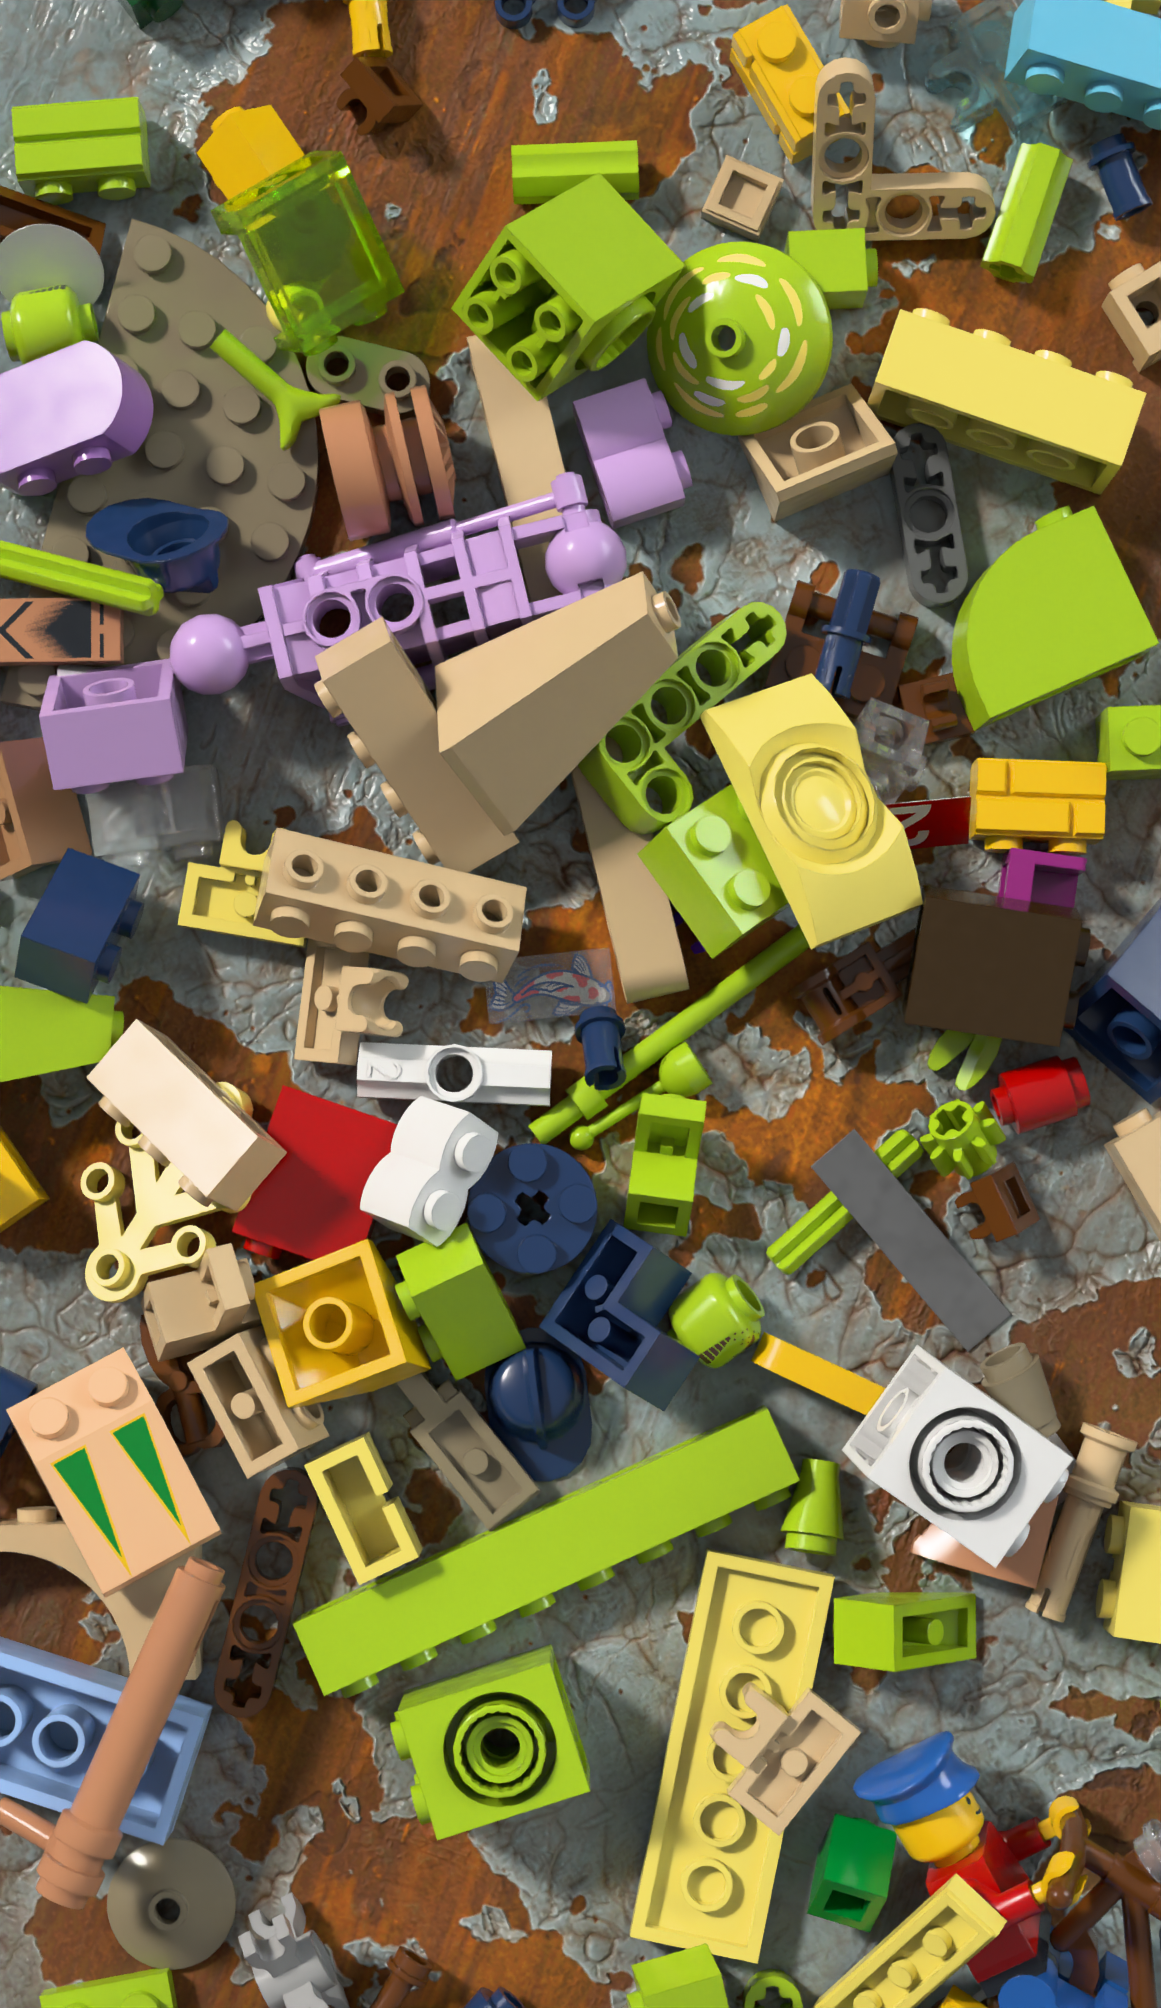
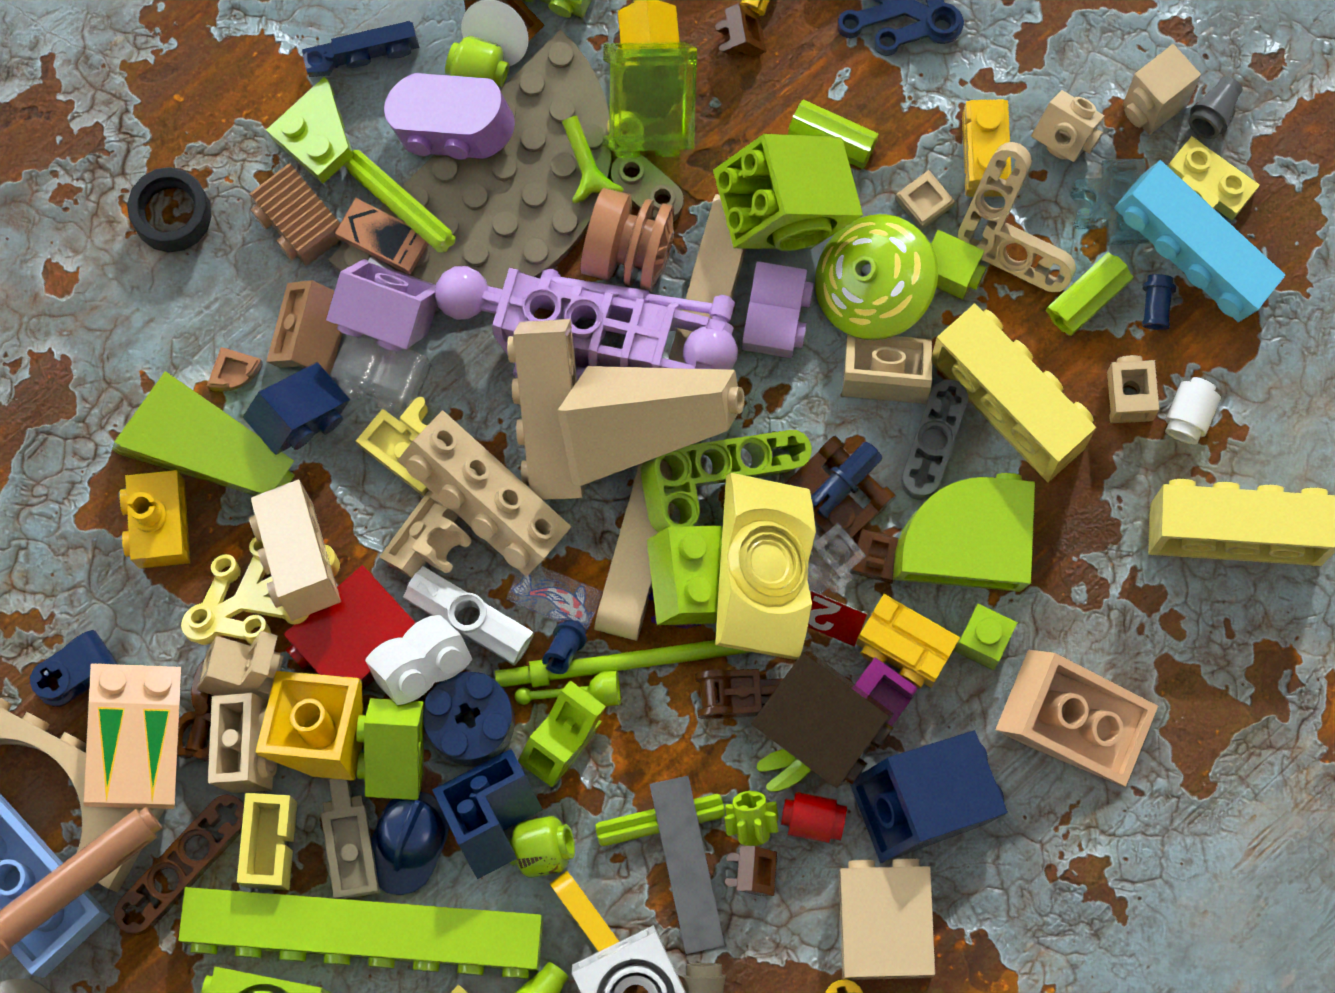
camera: 30 degrees right, 10 degrees down
(162, 541) = (471, 216): dark blue piece -> none

